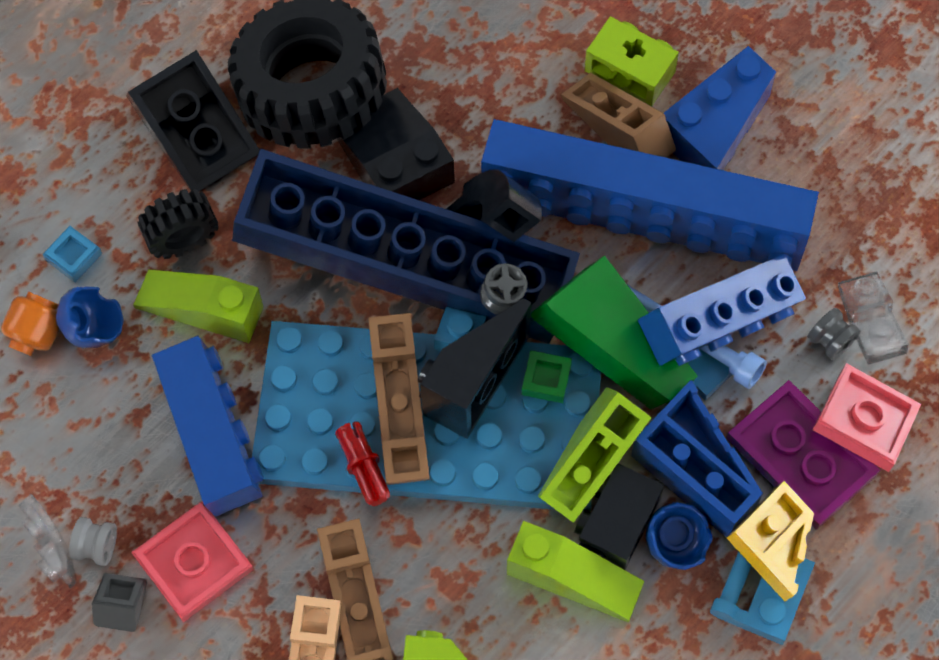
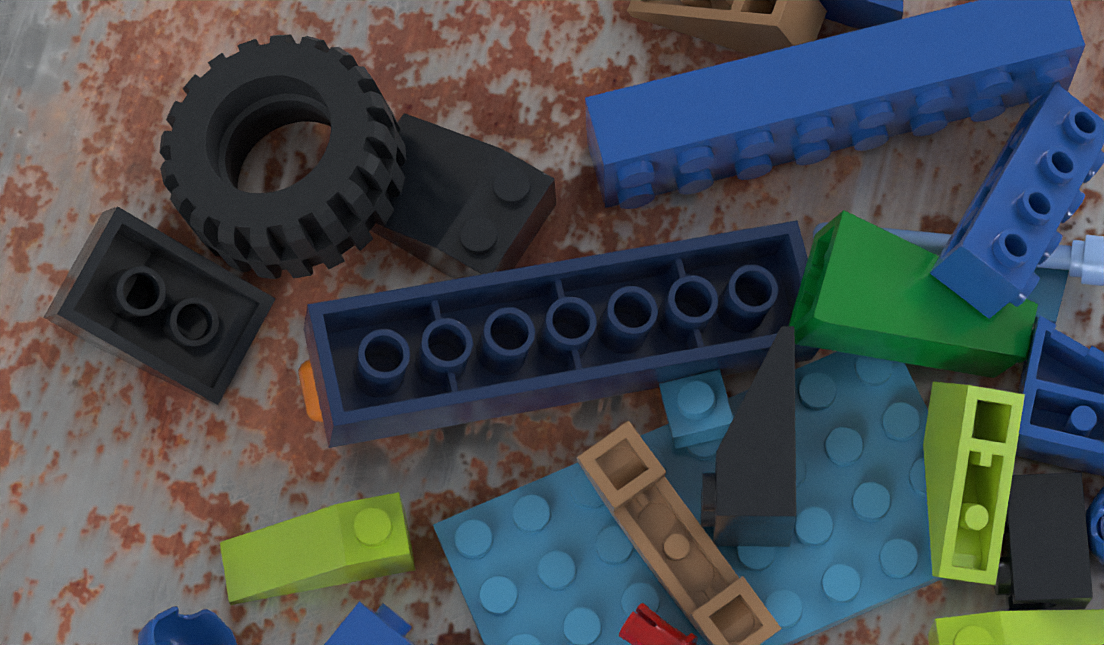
camera: 25 degrees left, 5 degrees up
(72, 254) = (101, 576): dark azure tile -> none
(178, 223) = (231, 460): black tyre -> none
(499, 203) = (660, 206): black arch -> none
(506, 279) = (747, 313): dark grey wheel -> none
(546, 376) = (848, 409): green plate -> none

